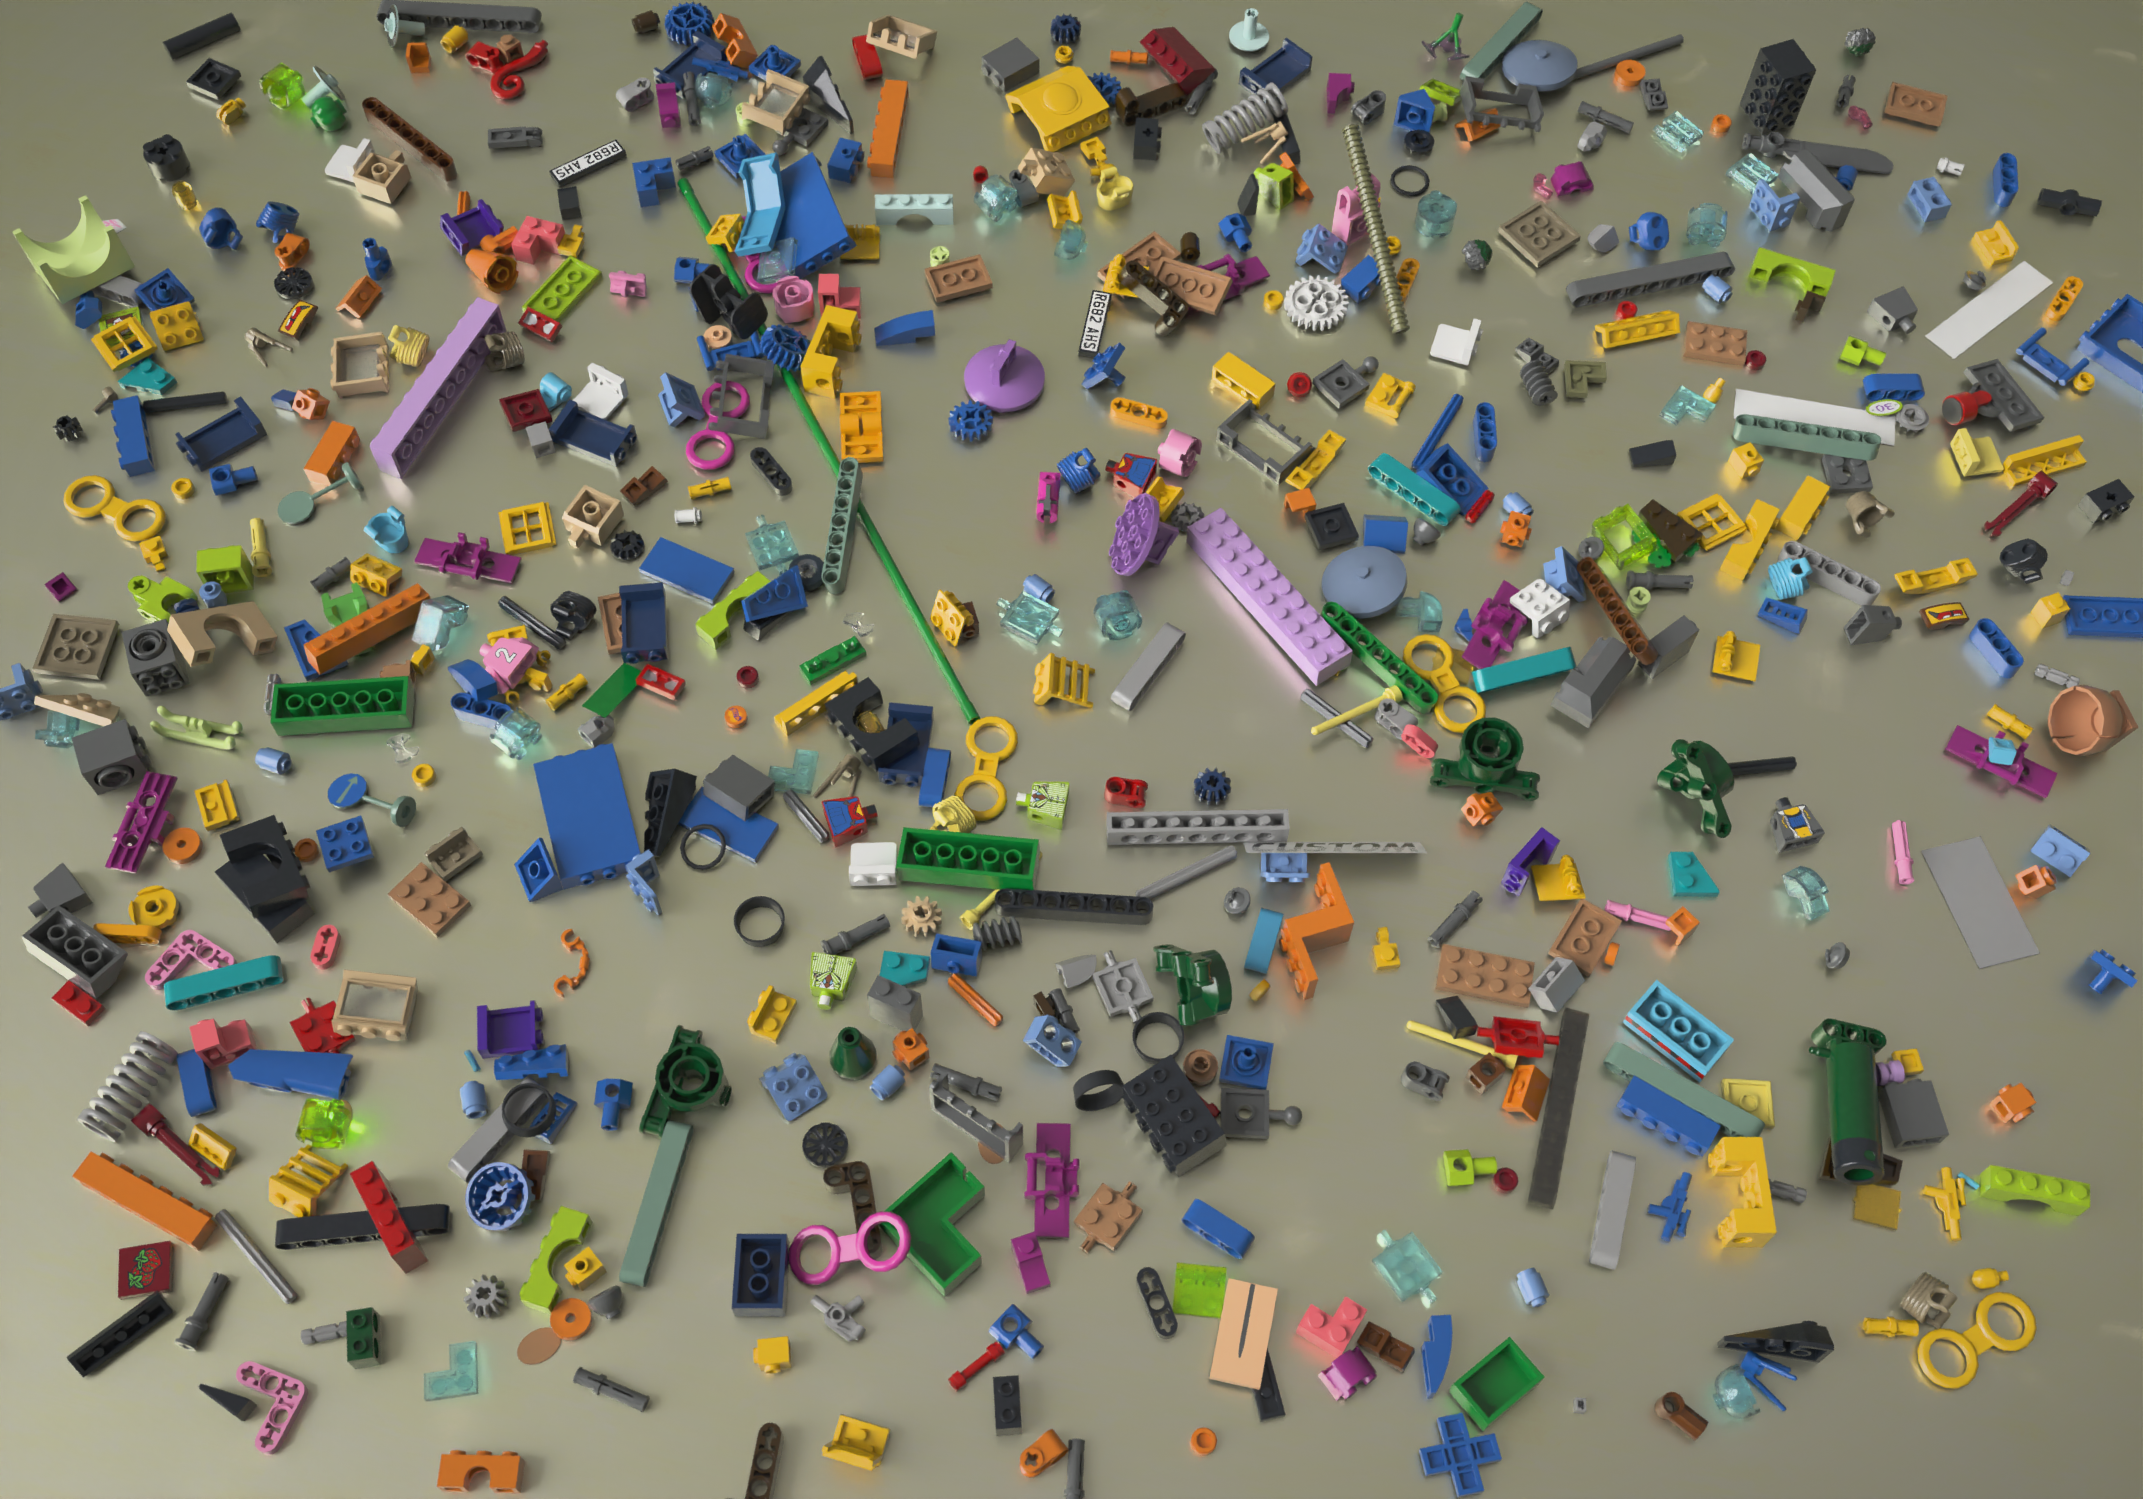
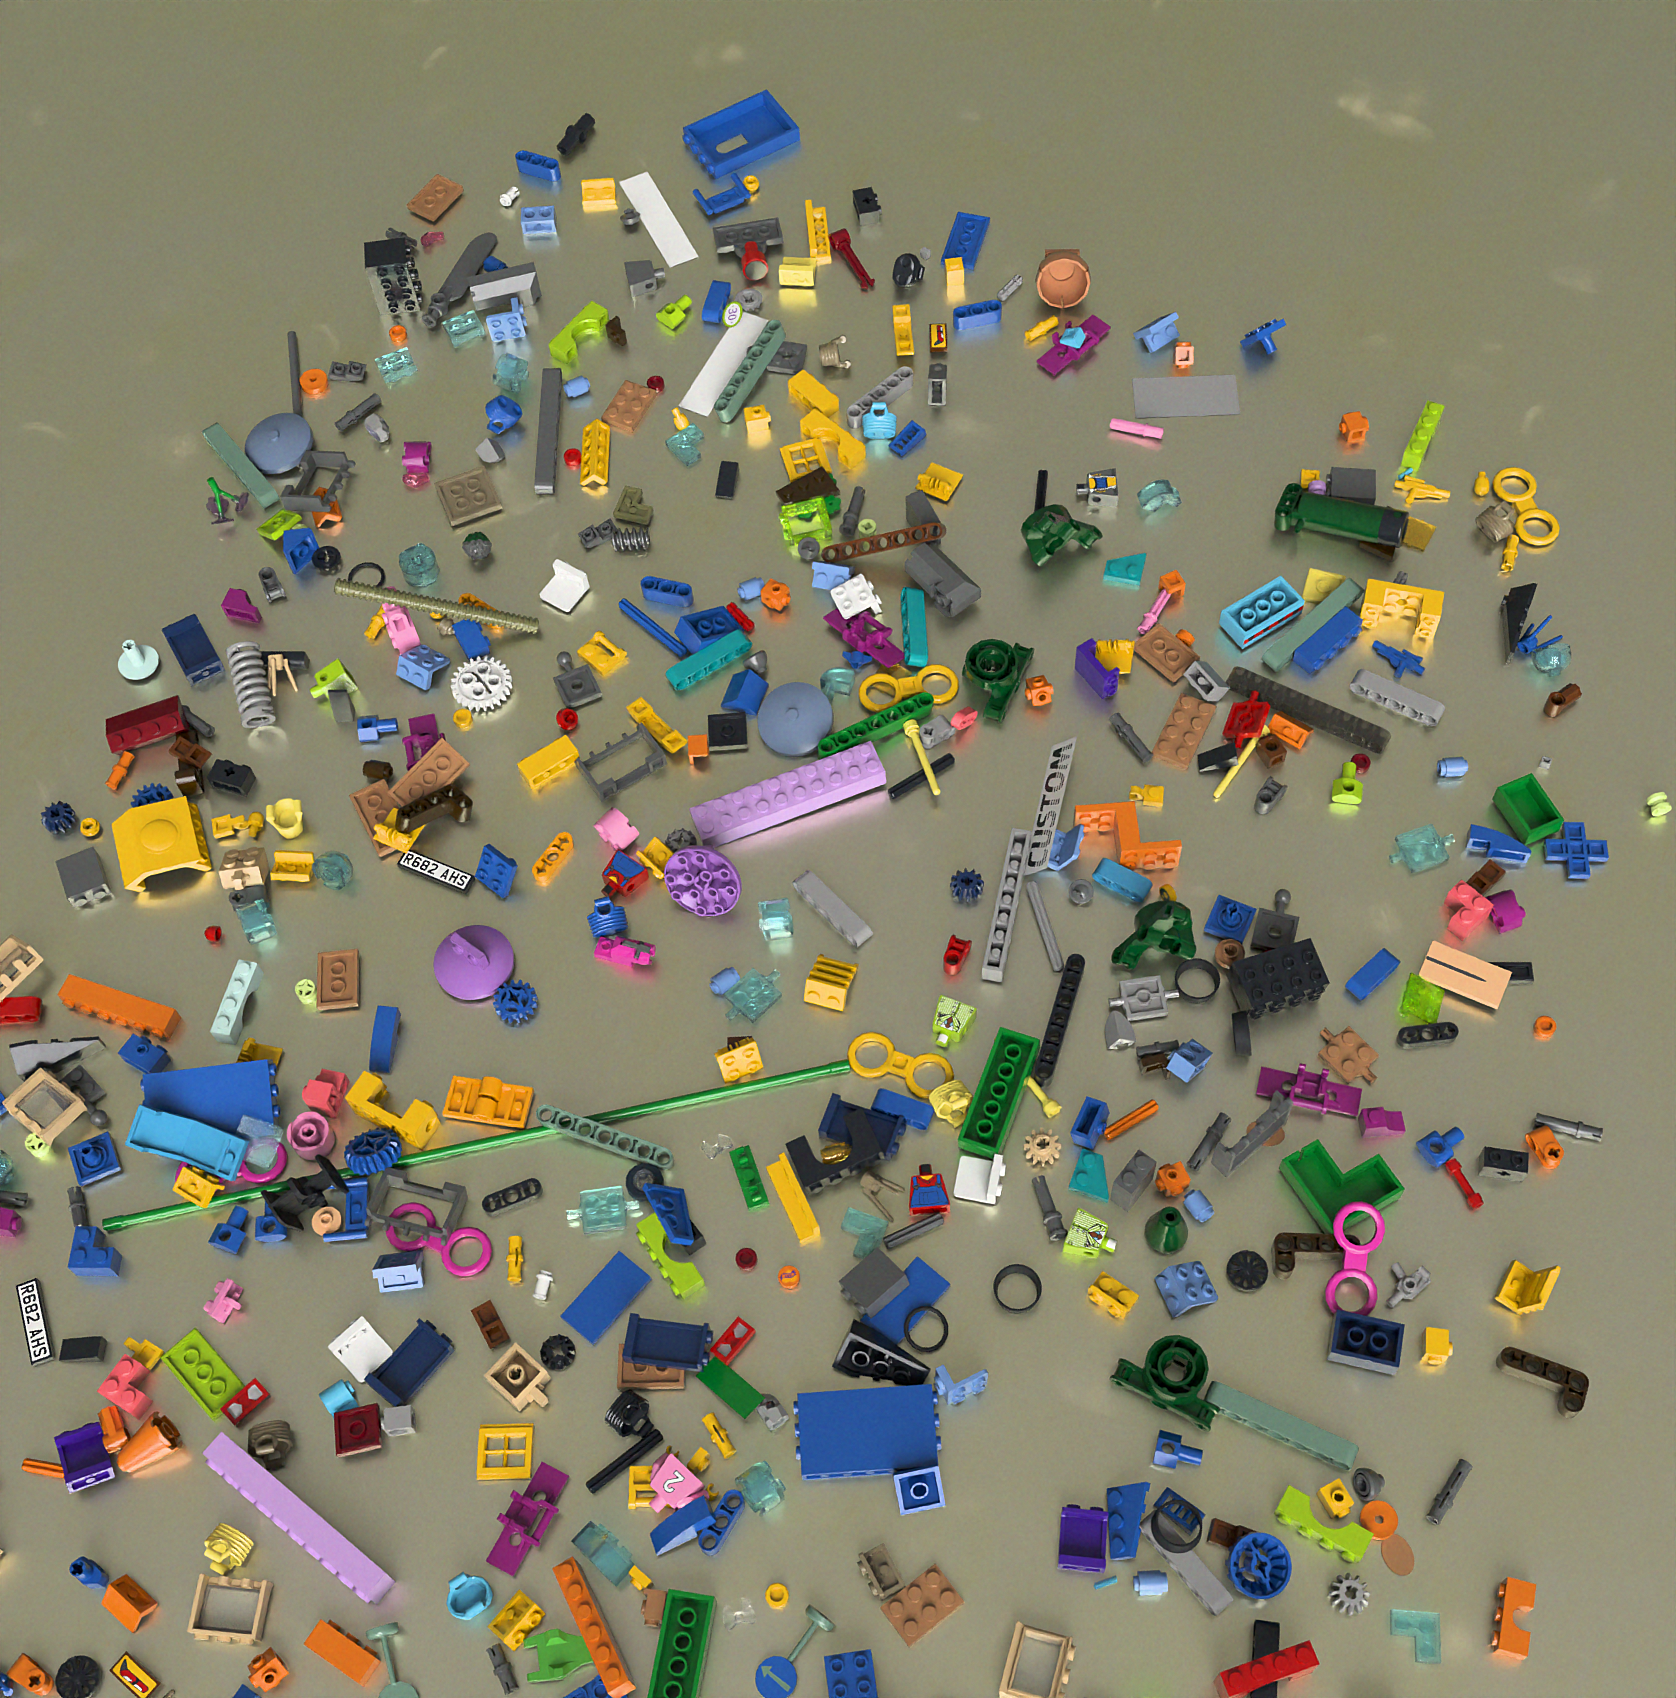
camera: 70 degrees left, 0 degrees up
(584, 962) = (1024, 1460): orange piece -> none
(996, 932) = (1072, 1087): dark grey piece -> none
(1157, 96) = (190, 753): none -> reddish brown slope
(1301, 188) = (323, 661): orange plate -> none
(1837, 955) = (1216, 494): dark grey hat -> none
(1860, 41) = (355, 211): dark grey piece -> none
(2064, 305) = (666, 163): light orange beam -> none

